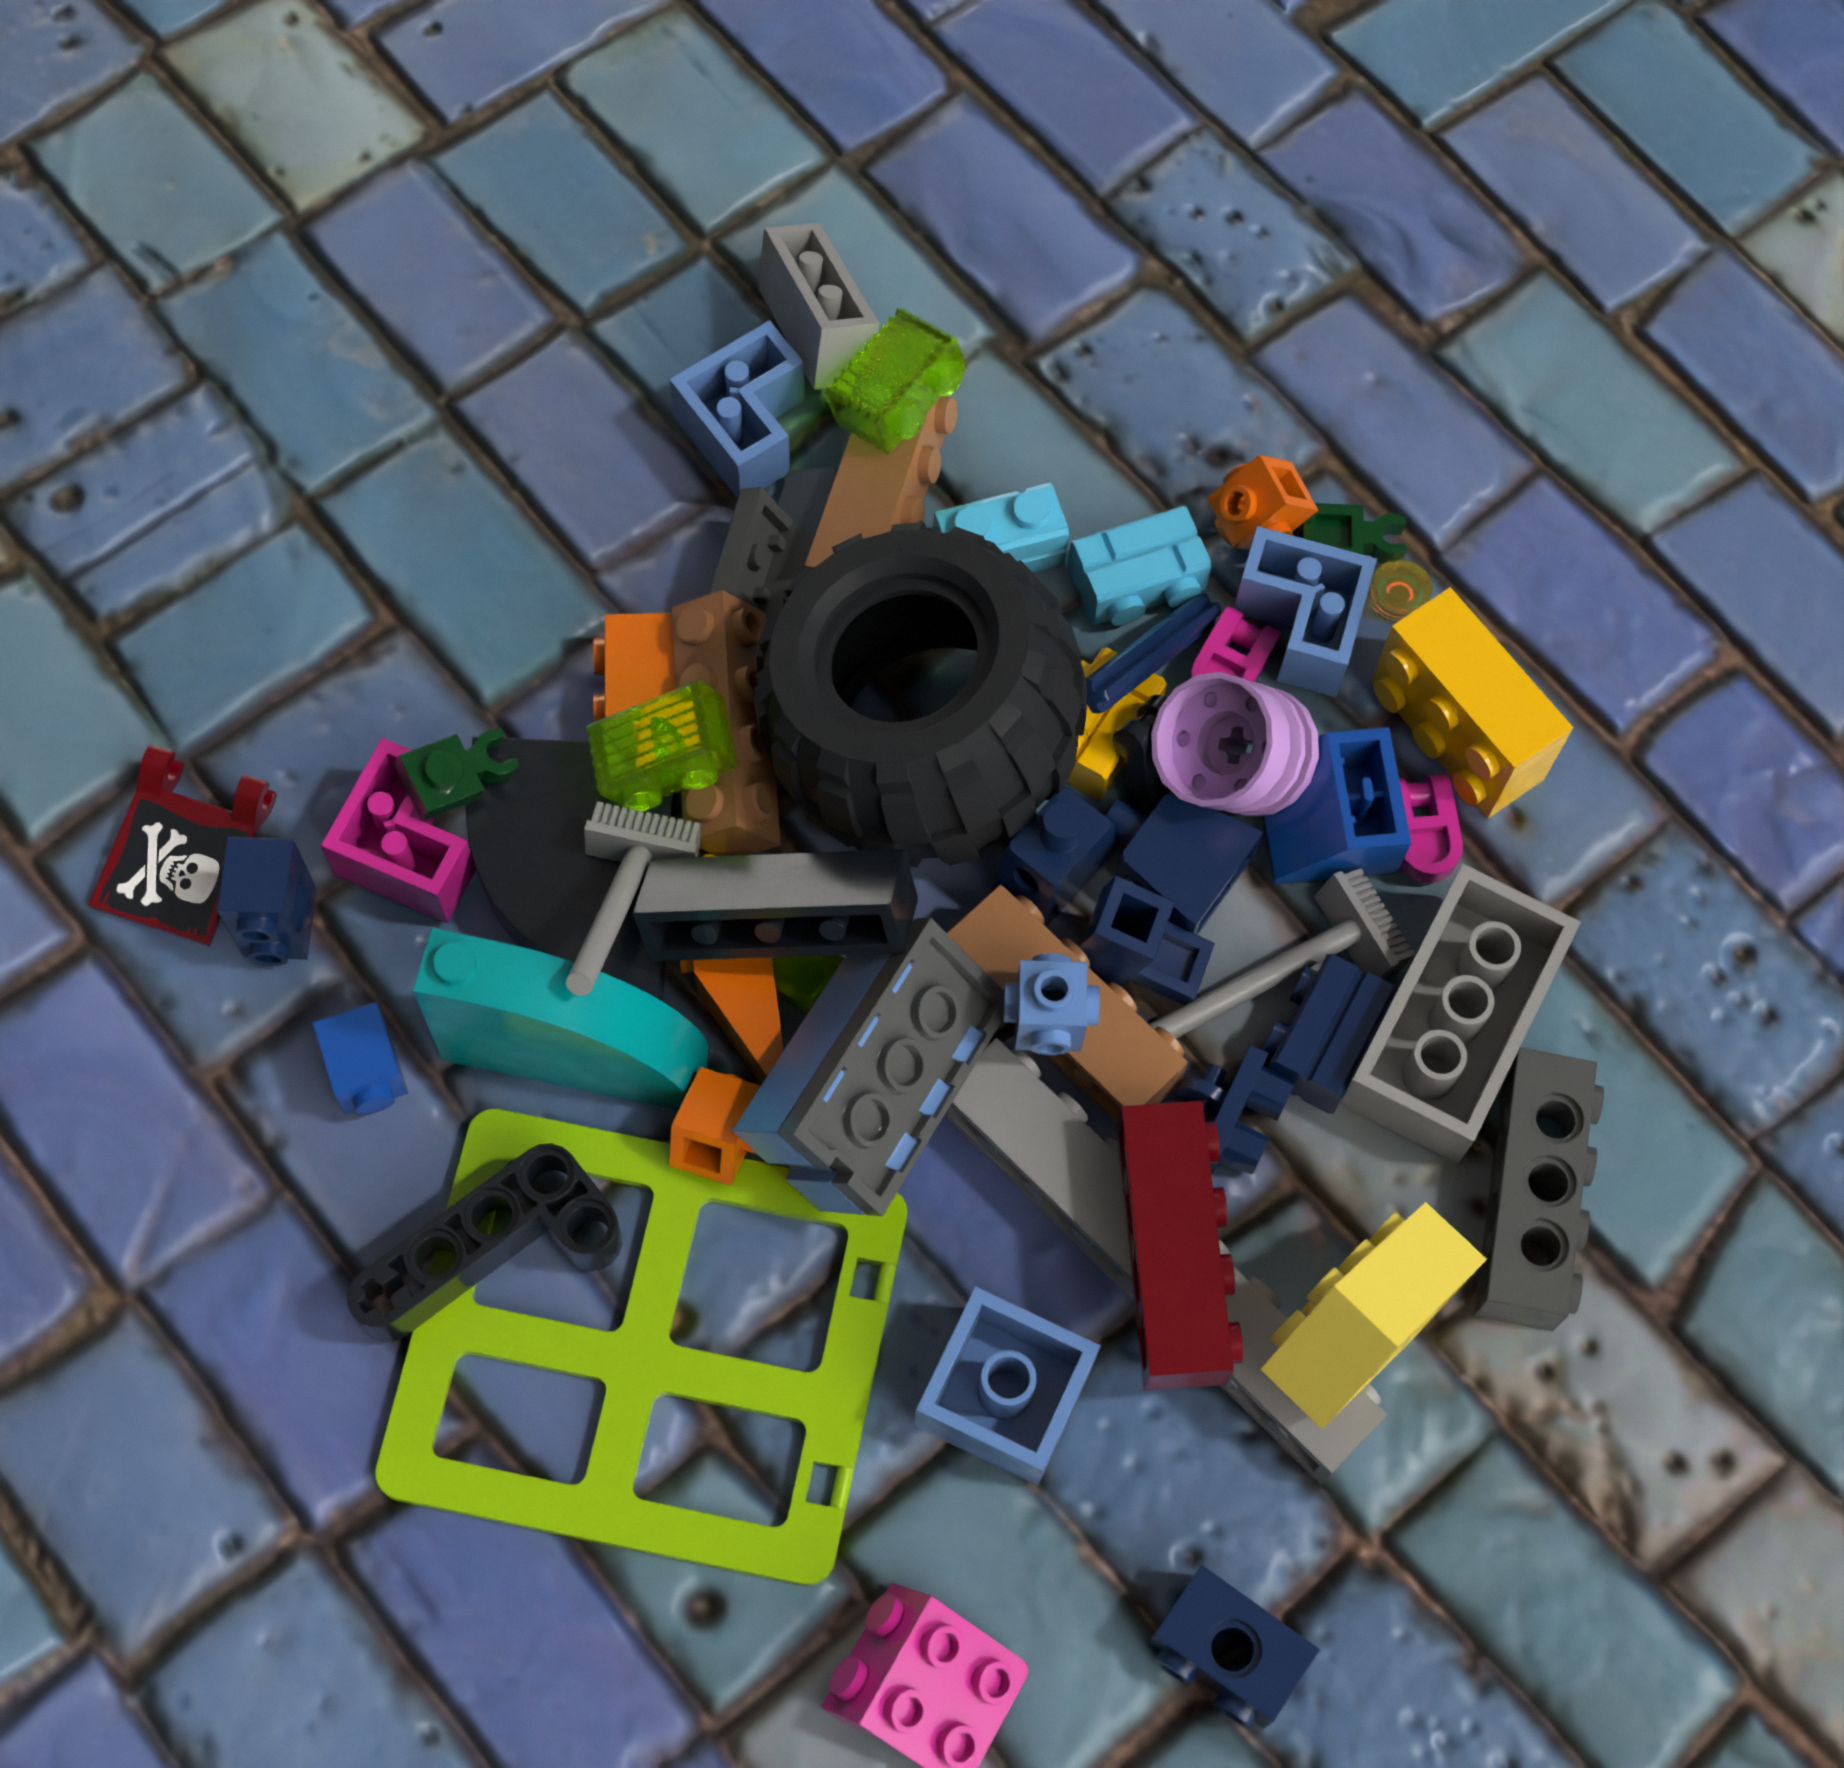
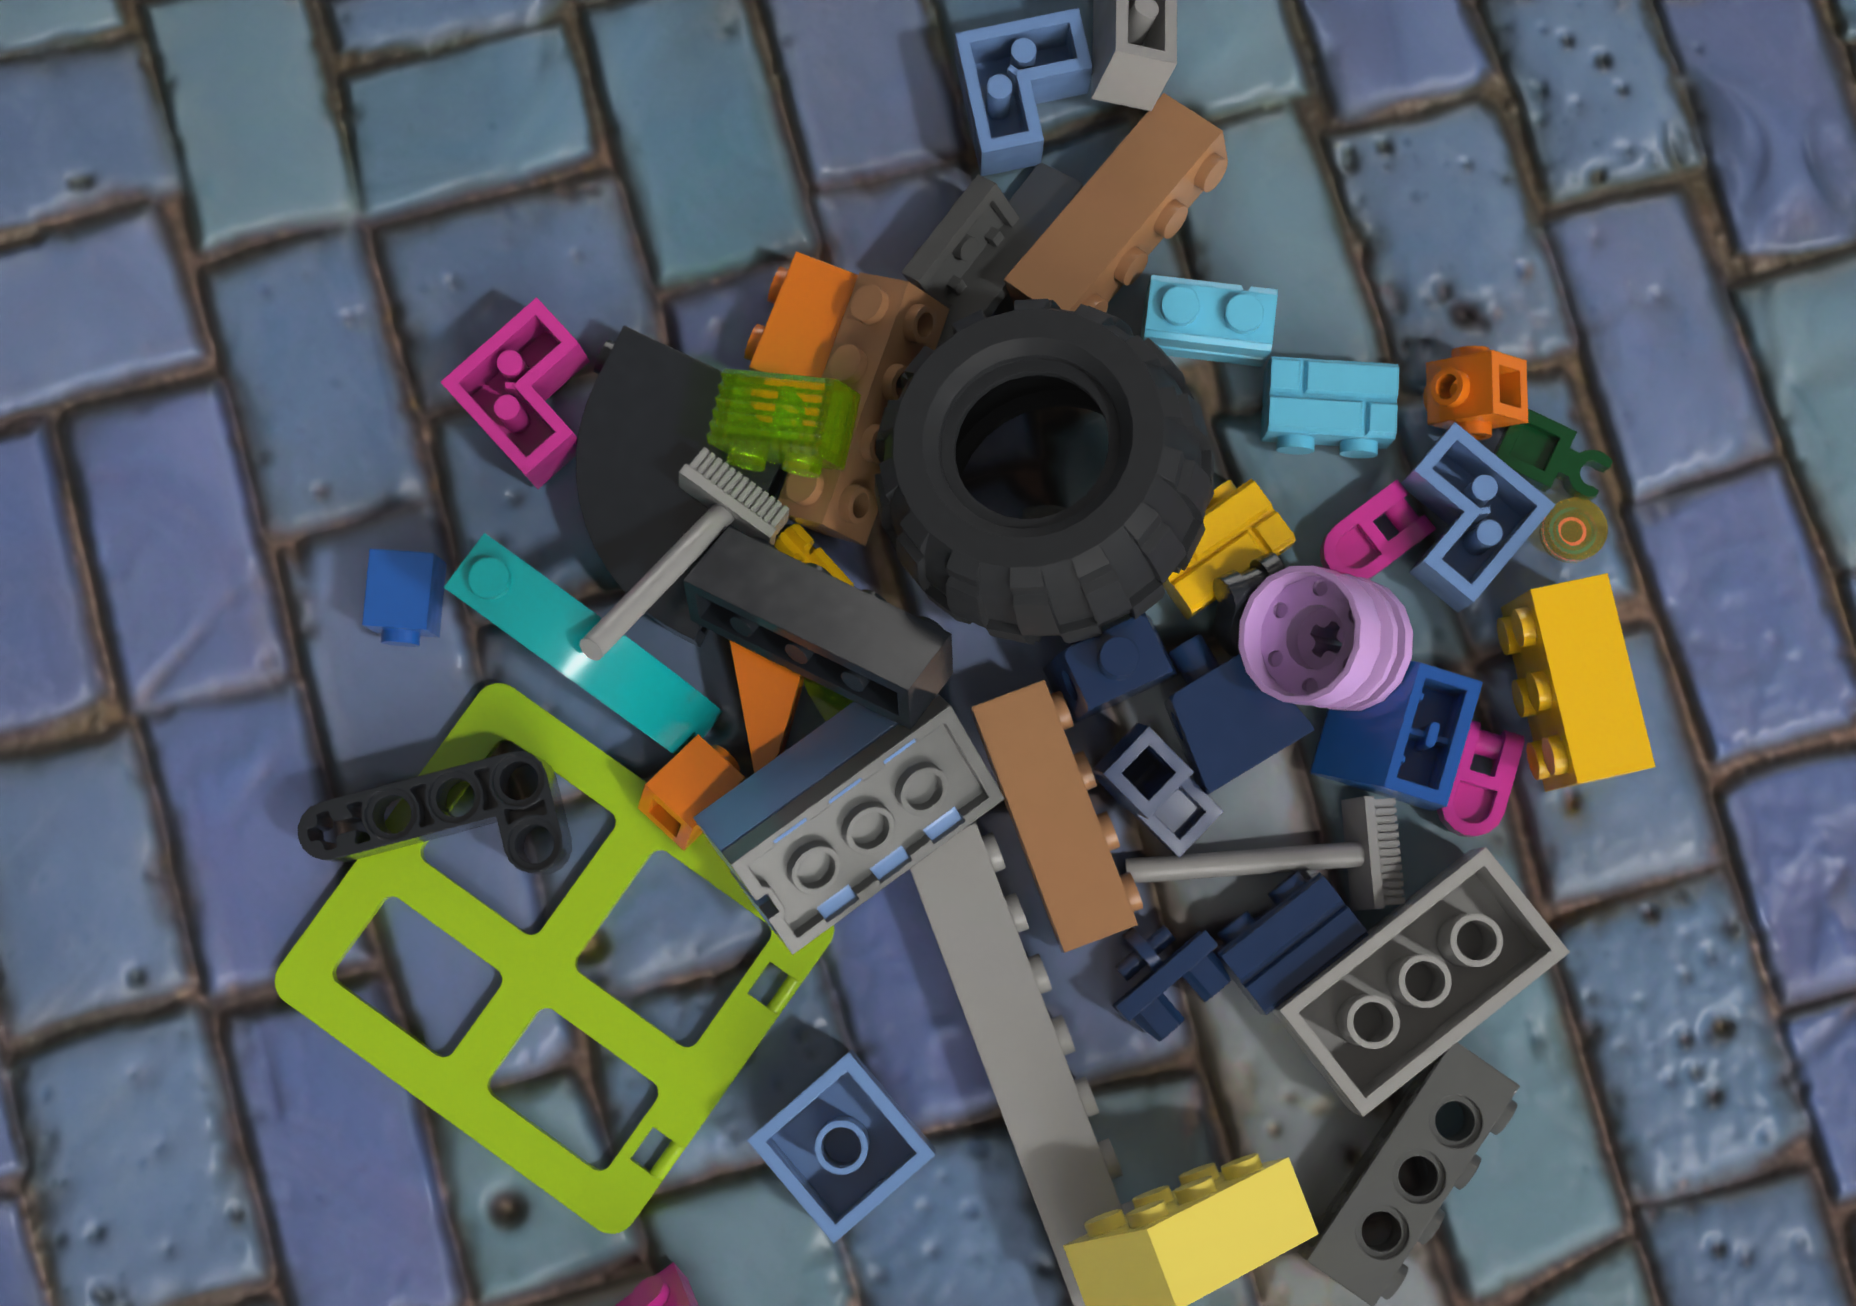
camera: 30 degrees right, 15 degrees up
(173, 851) = (324, 321): flag -> none
(267, 899) = (376, 410): dark blue brick -> none
(448, 776) = (578, 360): dark green plate -> none
(896, 380) = (1171, 127): clear neon green brick -> none
(1051, 1004) = (1024, 853): medium blue brick -> none
(1150, 652) = (1291, 507): dark blue axle -> none
(1175, 1246) = (1042, 1097): dark red brick -> none

